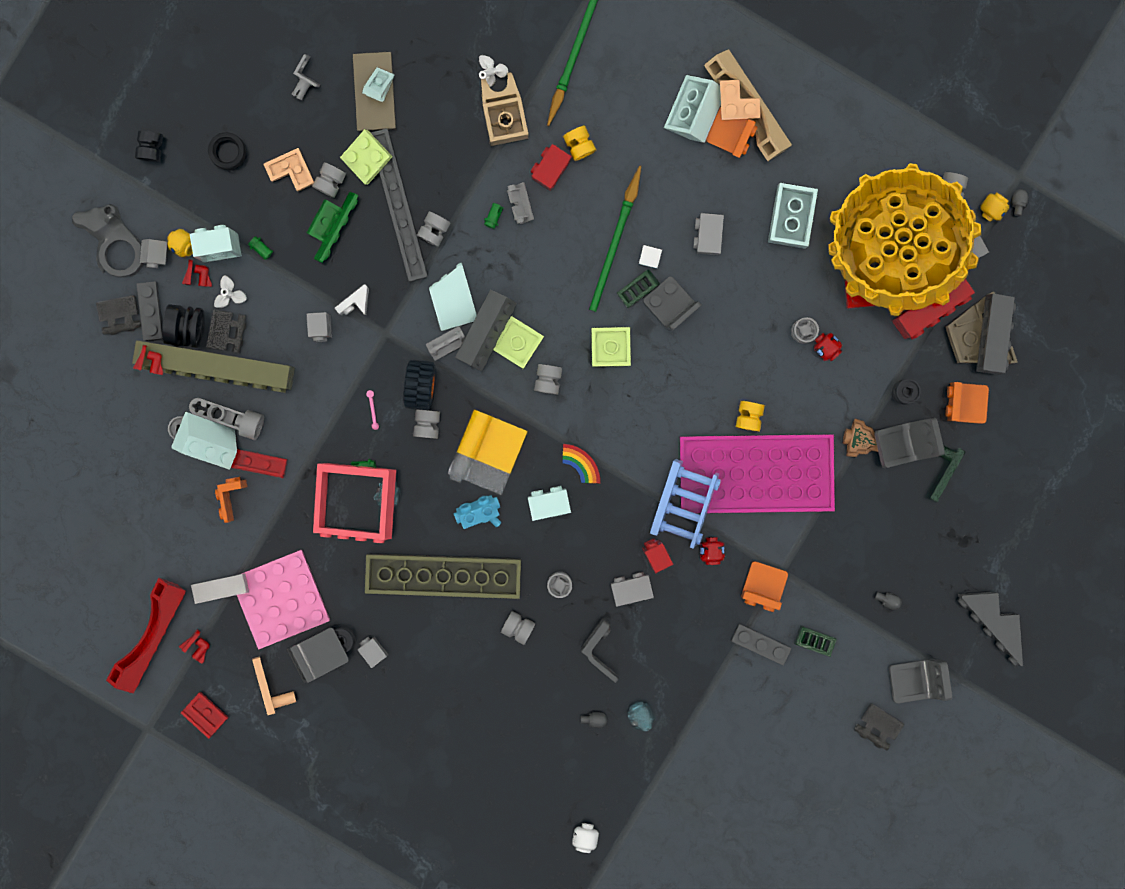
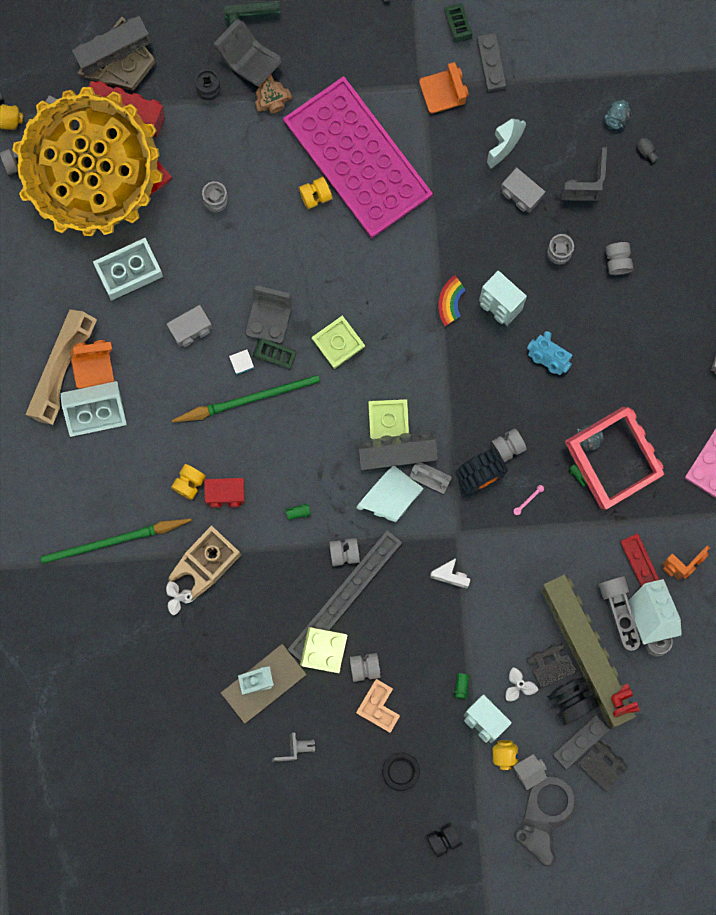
camera: 130 degrees left, 10 degrees down
(203, 271) = (522, 715): red piece -> none
(319, 326) = (492, 587): light grey brick -> none
(329, 222) = (400, 642): green bracket -> none
(443, 576) = (622, 345): olive brick -> none
(487, 452) = (495, 381): yellow door -> none
(522, 209) = (271, 495): light grey hinge -> none
(548, 379) = (401, 373): light grey wheel -> none
(656, 555) = (482, 183): red brick -> none
(666, 507) = (419, 212): light blue fence -> none
(684, 608) = (508, 136): none -> light aqua slope
(712, 551) = (445, 149): red head -> none
(732, 106) = (70, 375): light nougat plate -> none
(828, 346) = (214, 169): red head -> none
(967, 403) = (182, 33): orange bracket -> none

